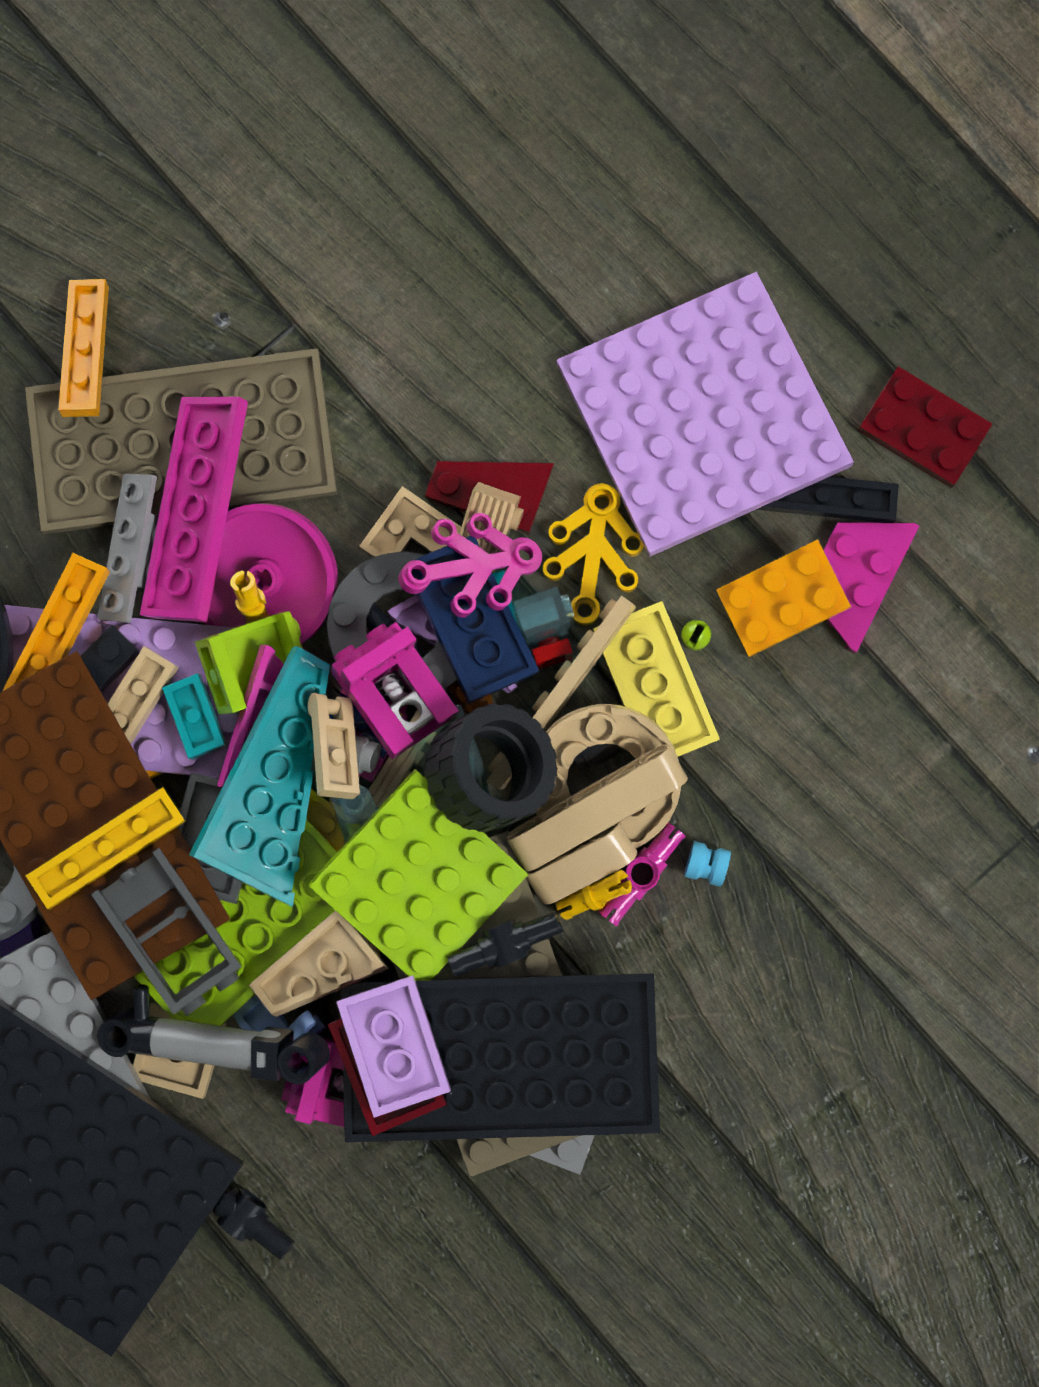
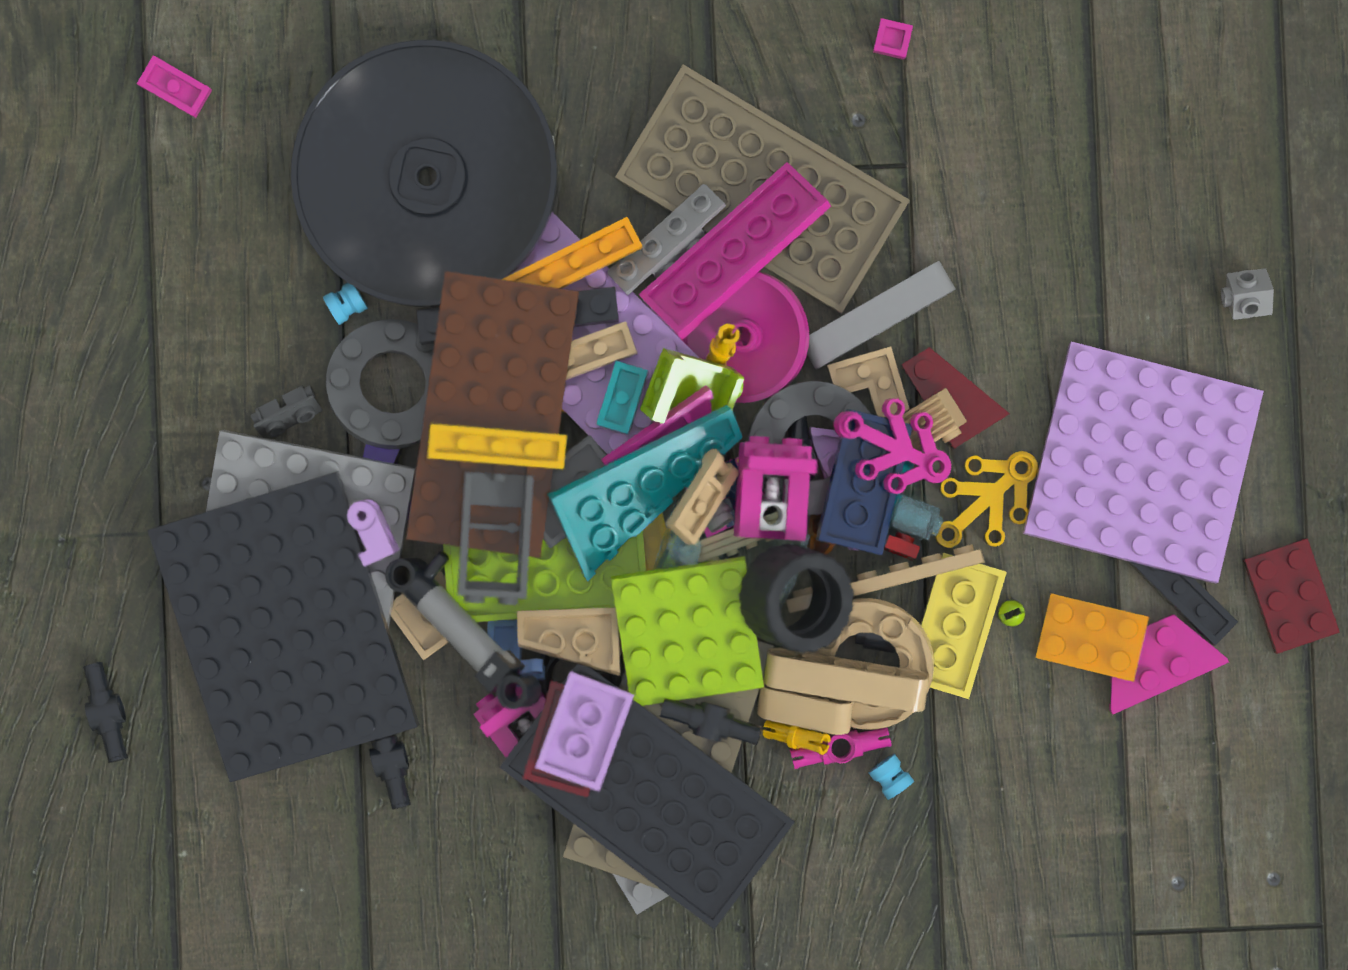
camera: 35 degrees right, 5 degrees up
(56, 1017) = (373, 529): none -> lavender leg
(83, 348) = (746, 69): light orange plate -> none
(194, 225) = (893, 38): none -> dark pink plate
(369, 468) = (878, 314): none -> light grey beam
(676, 198) = (1248, 294): none -> light grey brick

